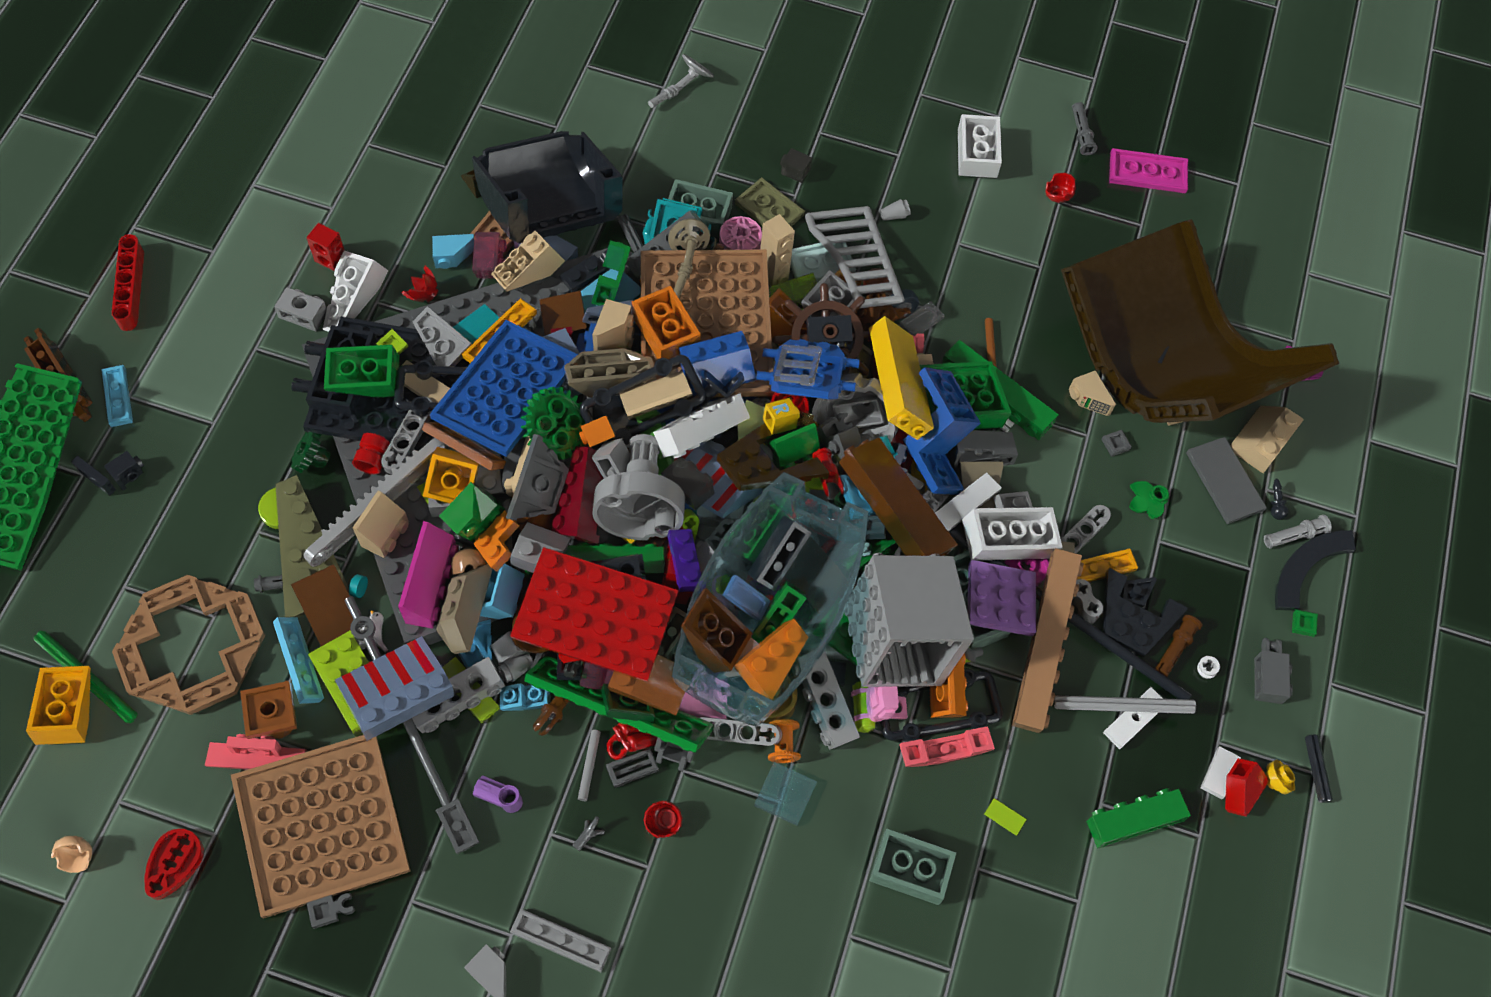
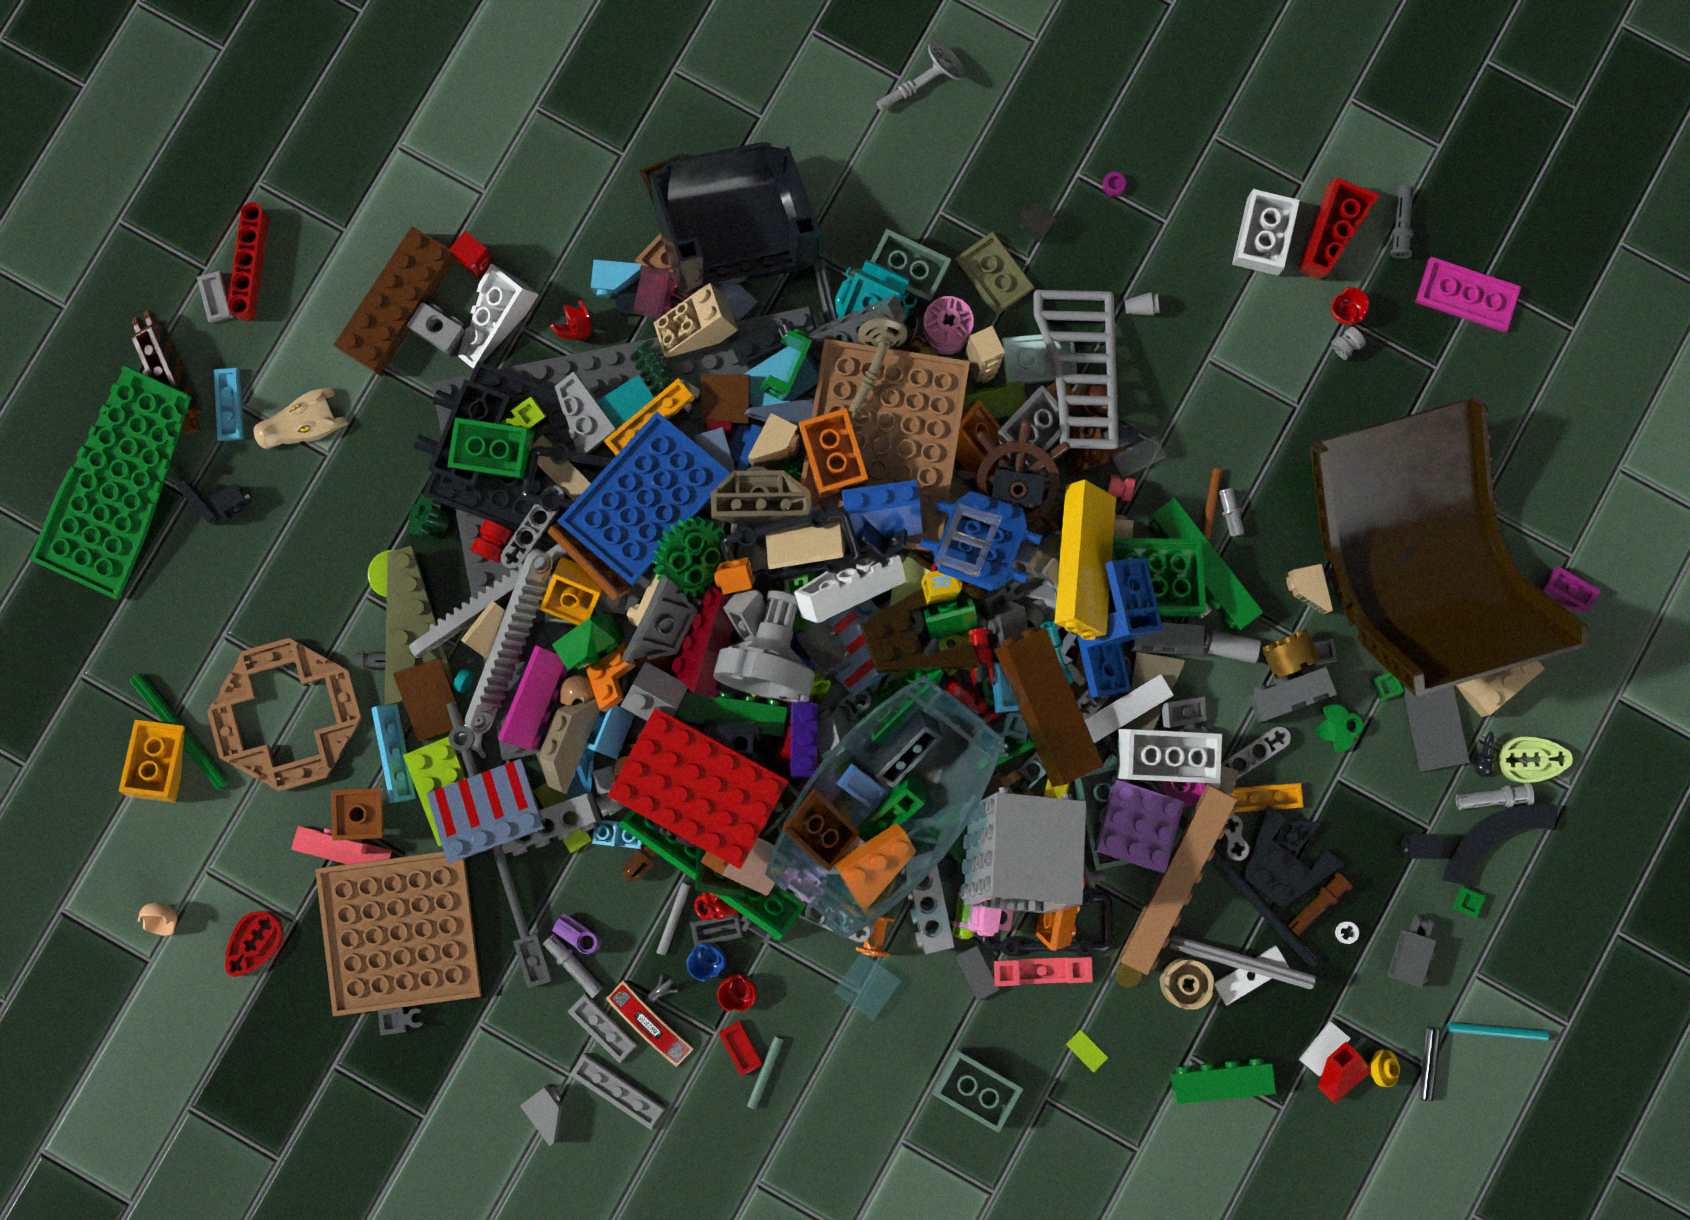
camera: 15 degrees right, 20 degrees up
(99, 315) = (214, 296): none -> light grey tile
(188, 396) = (303, 420): none -> tan animal
(251, 307) = (401, 287): none -> reddish brown brick
(397, 530) = (509, 641): none -> light grey gear
(464, 269) = (625, 303): none -> black tile
(494, 296) = (651, 367): none -> clear green piece
(498, 825) = (572, 965): none -> light grey pin
(536, 881) = (602, 1028): none -> light grey tile
(582, 867) = (649, 1024): none -> slope
(627, 794) = (706, 961): none -> blue hair
(675, 875) = (740, 1048): none -> red tile
(703, 894) = (765, 1072): none -> sand green bar
(850, 134) = (1114, 184): none -> magenta tile
(885, 762) = (977, 972): none -> dark grey tile
(1009, 348) = (1231, 512): none -> light grey axle
(1024, 739) = (1127, 976): none -> clear yellow tile
(1032, 130) = (1336, 222): none -> red wedge
(1040, 448) = (1232, 646): none -> light grey brick
(1067, 213) = (1349, 342): none -> light grey wheel
(1089, 723) = (1201, 983): none -> tan brick
(1091, 442) = (1291, 653): none -> pearl gold brick
(1102, 475) = (1291, 693): none -> dark grey wedge
(1178, 460) = (1387, 686): none -> green tile
(1250, 581) = (1421, 846): none -> black brick
(1323, 488) = (1528, 748): none -> yellowish green piece
(1367, 728) = (1498, 1031): none -> teal bar

